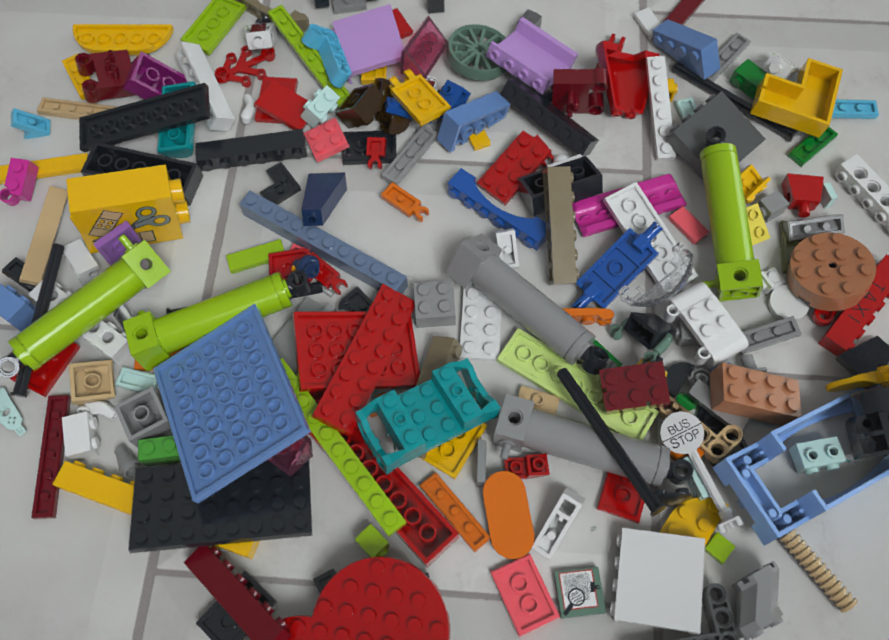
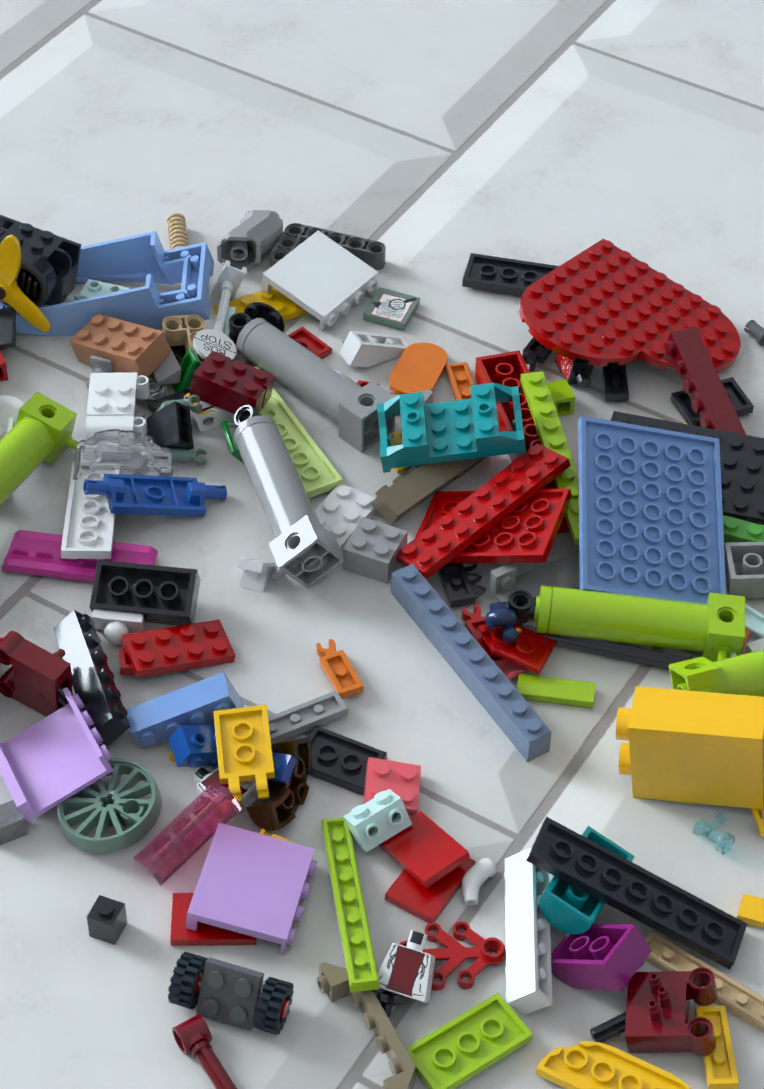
camera: 155 degrees left, 20 degrees down
(110, 158) = (666, 837): black brick -> none
(251, 150) = (490, 810): black brick -> none
(283, 186) = (481, 751): black plate -> none
(322, 196) = (441, 698): dark blue slope -> none
(330, 51) = (316, 895): medium azure beam -> none
(361, 106) = (324, 789): dark brown brick -> none
(375, 149) = (336, 734): red plate -> none
(524, 595) = (441, 324): coral tile -> none
(529, 231) = (255, 652): blue arch -> none
(543, 401) = (327, 439): tan plate -> none
(559, 225) = (186, 539): dark tan brick -> none
(591, 315) = (236, 484): orange hinge -> none
(611, 443) = (293, 287): black axle -> none
(688, 225) = (31, 514): coral tile -> none
(719, 548) = (248, 287): lime tile -> none
(771, 334) = (67, 396): light grey hinge -> none

